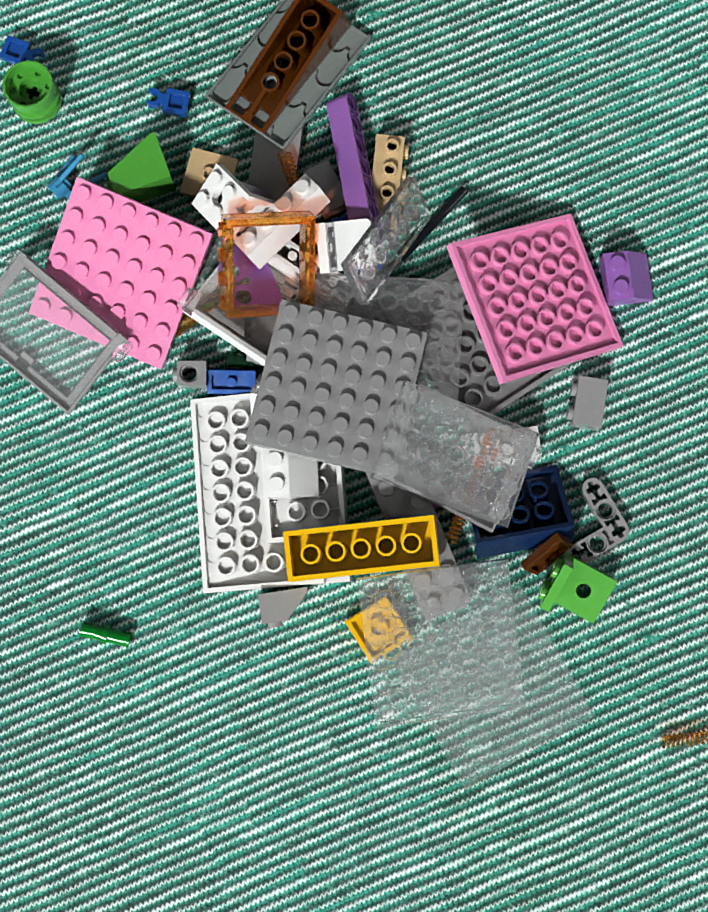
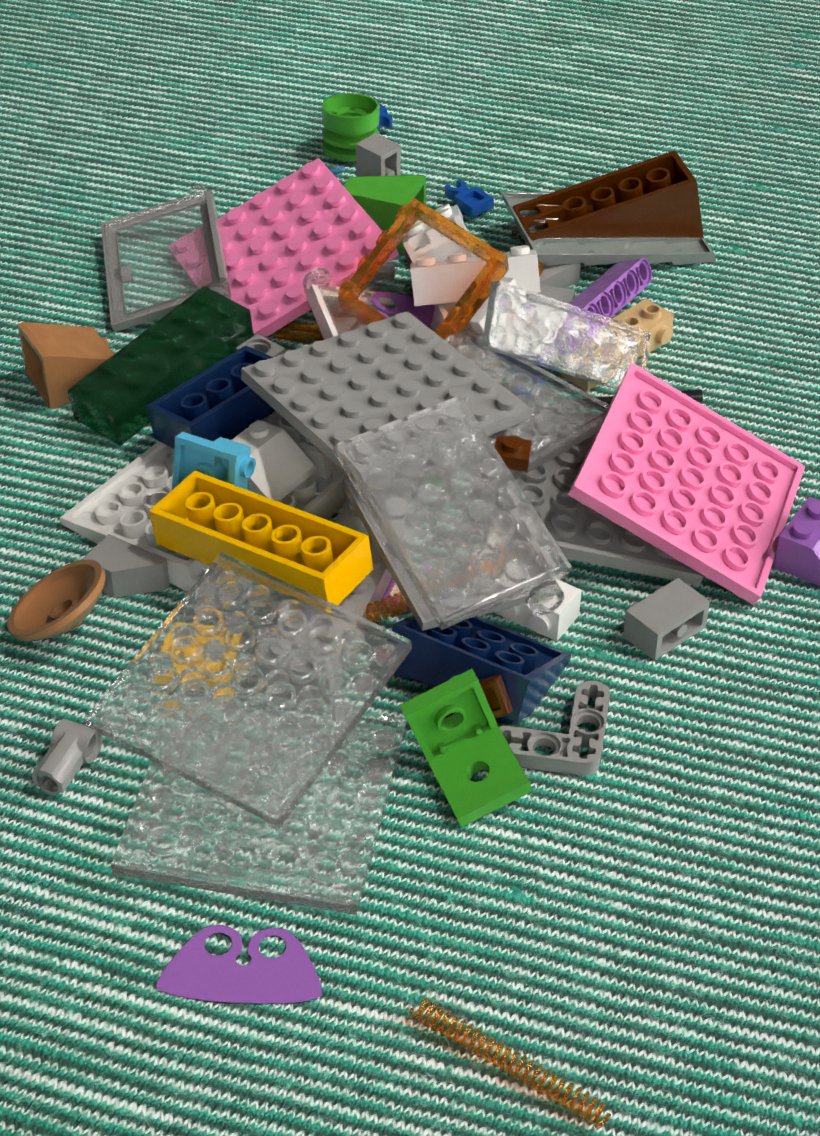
camera: 40 degrees right, 40 degrees down
(86, 473) = (60, 357): none -> medium nougat slope
(95, 128) = (378, 157): none -> light grey brick
(146, 433) = (157, 361): none -> clear green brick
(219, 442) = (211, 403): none -> dark blue brick
(266, 662) = (57, 601): none -> medium nougat dish
(289, 515) = (217, 458): none -> medium azure plate
(376, 743) = (69, 749): none -> light grey piece
(449, 380) = (514, 451): none -> reddish brown plate
(563, 798) = (219, 978): none -> medium lavender piece

